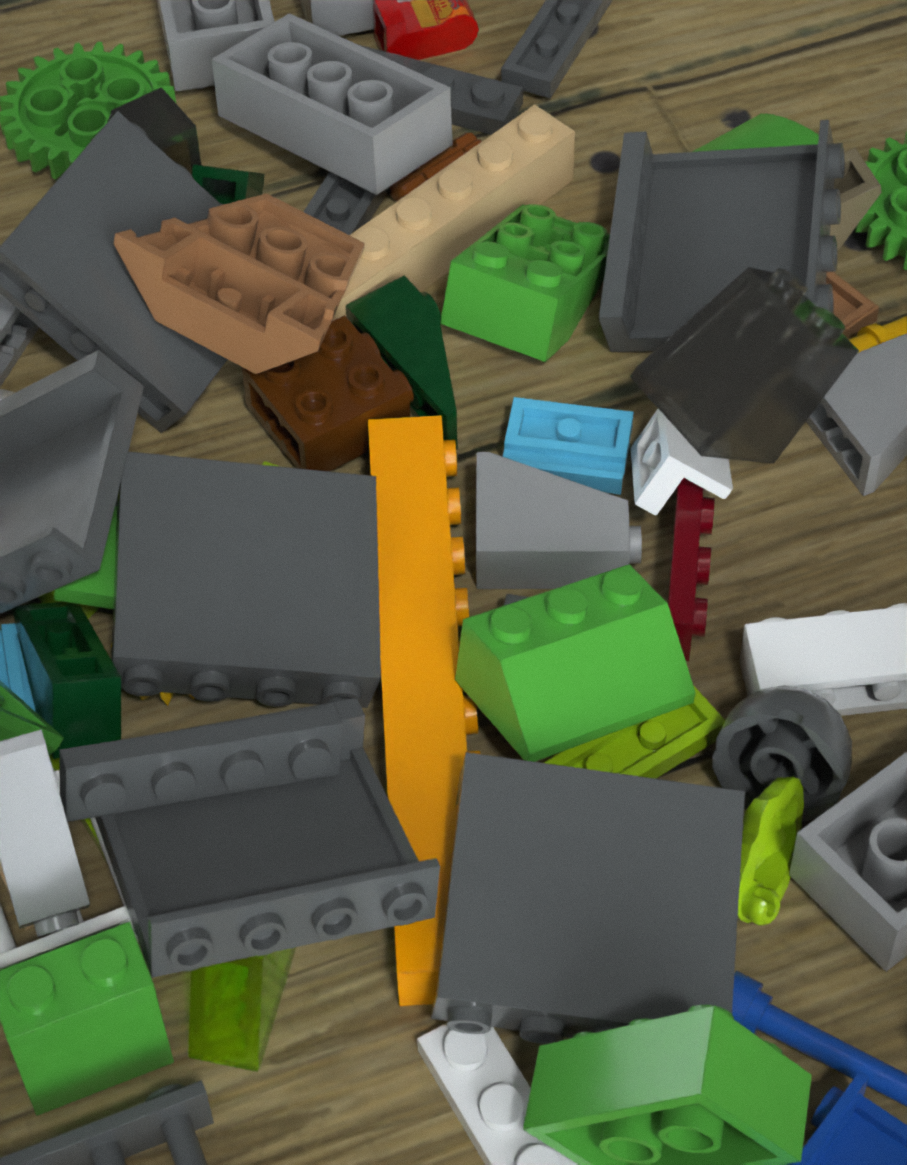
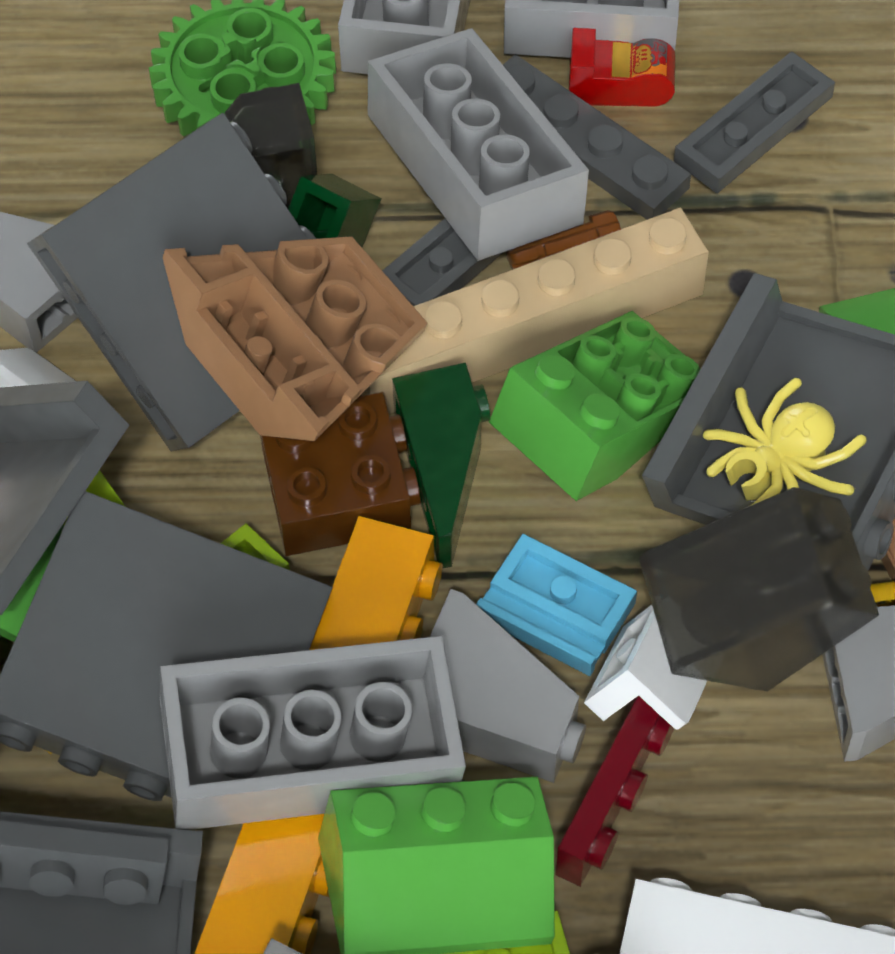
camera: 20 degrees right, 5 degrees up
(402, 583) = (291, 726): none -> light grey brick
(710, 261) = (783, 448): none -> light yellow animal

